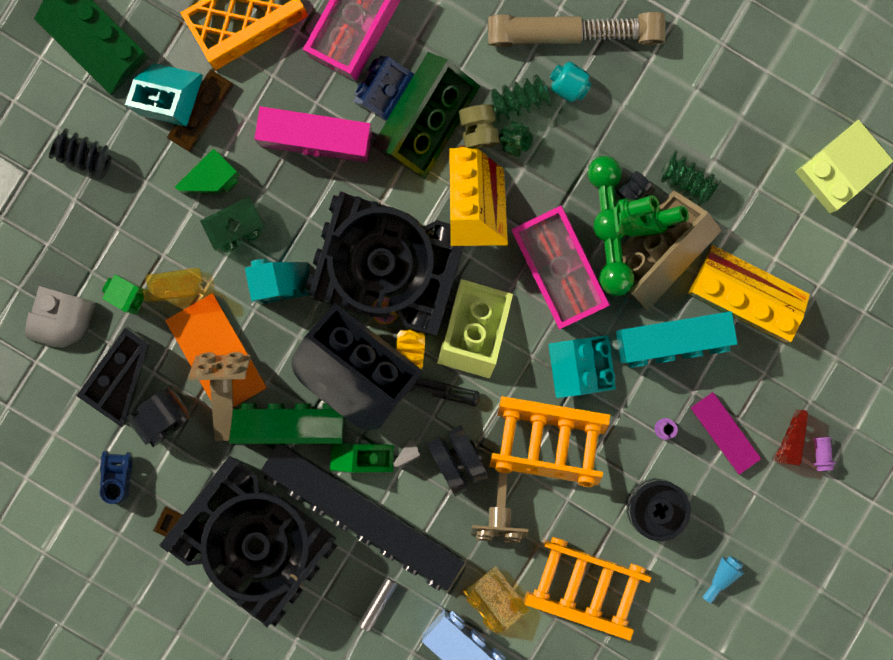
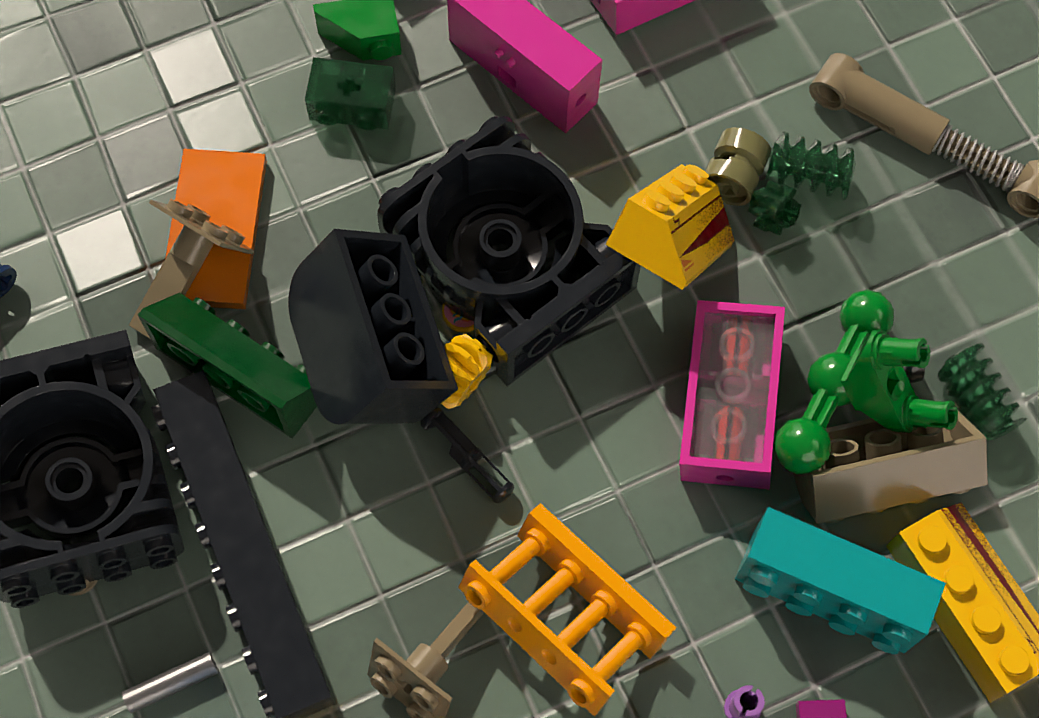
camera: 30 degrees right, 20 degrees down
(58, 318) = (62, 68): light grey brick -> none
(116, 377) = (72, 168): black wedge -> none
(123, 294) = (161, 89): slope -> none
(158, 416) = (82, 242): black brick -> none
(173, 285) = (223, 116): clear yellow bracket -> none
(276, 280) = (345, 168): teal wedge -> none
(362, 457) = (298, 466): green slope -> none
(383, 86) = (647, 59): dark blue bracket -> none
(408, 454) = (358, 505): light grey slope -> none
(426, 114) = (676, 116): dark green slope -> none
(458, 460) = (419, 547): black wheel -> none
(475, 329) = (562, 402): yellowish green slope -> none
(570, 82) = (888, 186): teal head -> none
(582, 366) = (678, 541): teal slope -> none

